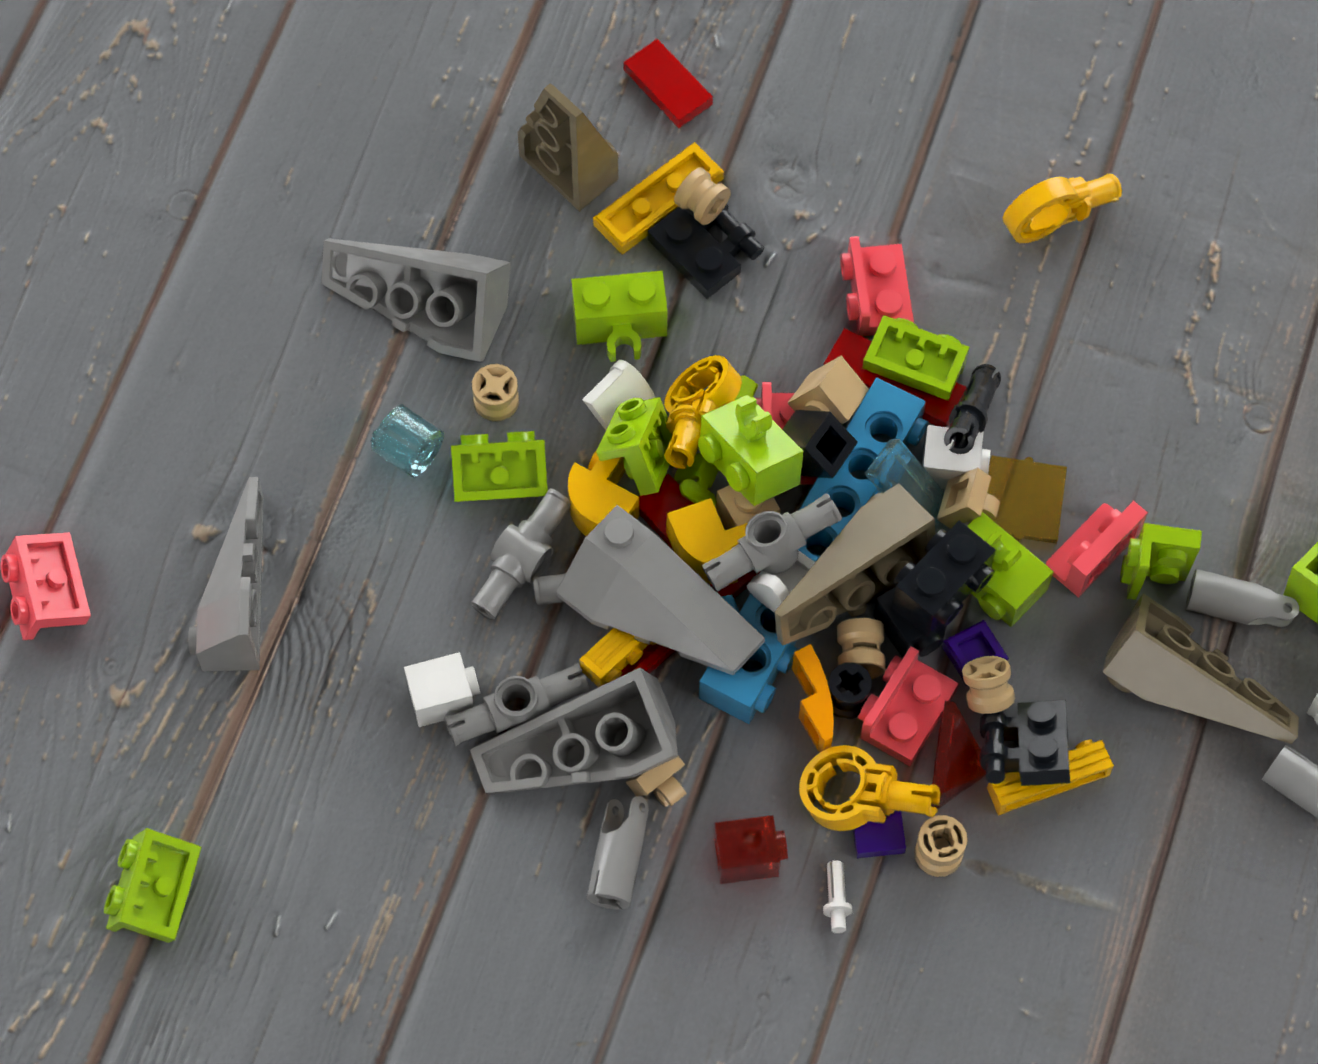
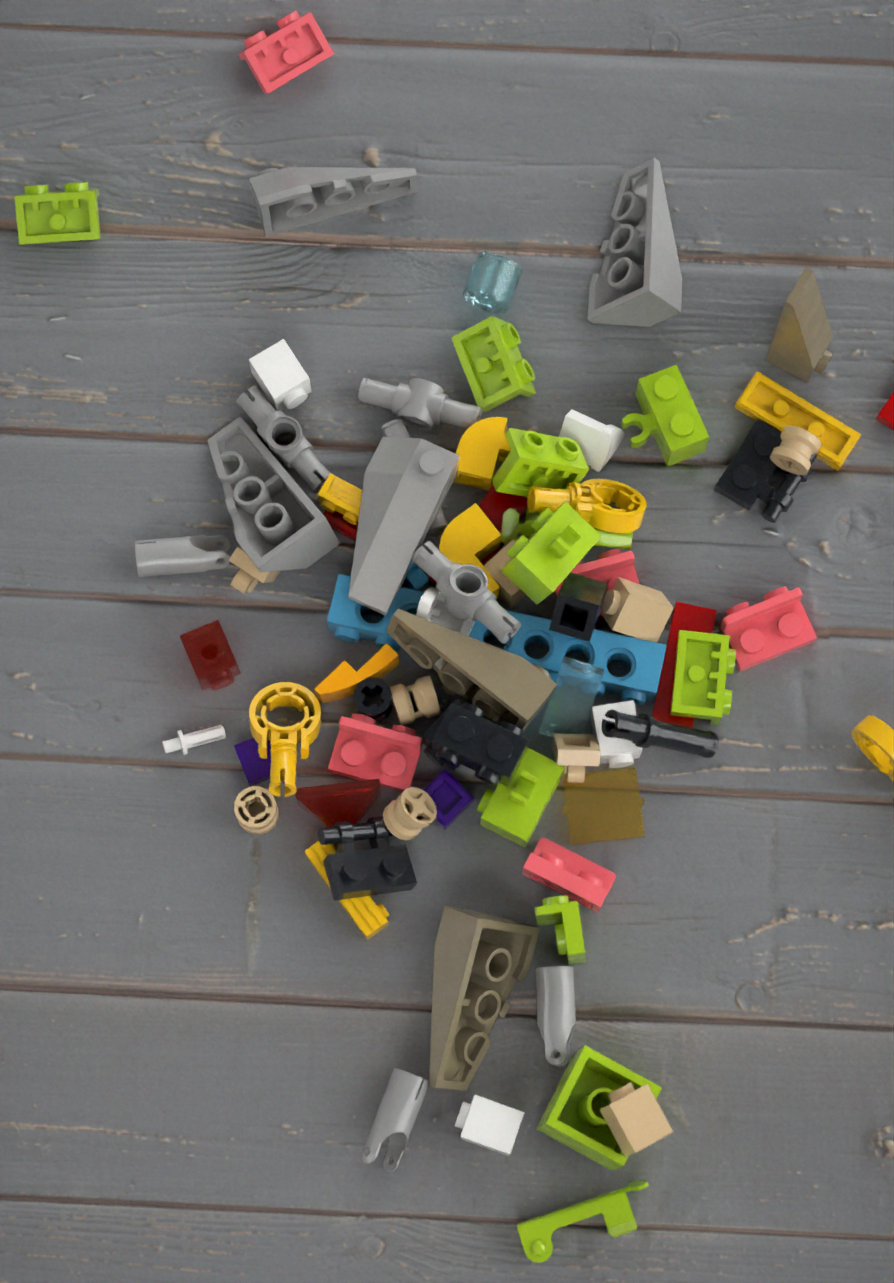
camera: 75 degrees right, 10 degrees up
(499, 382) = (564, 331): tan wheel -> none

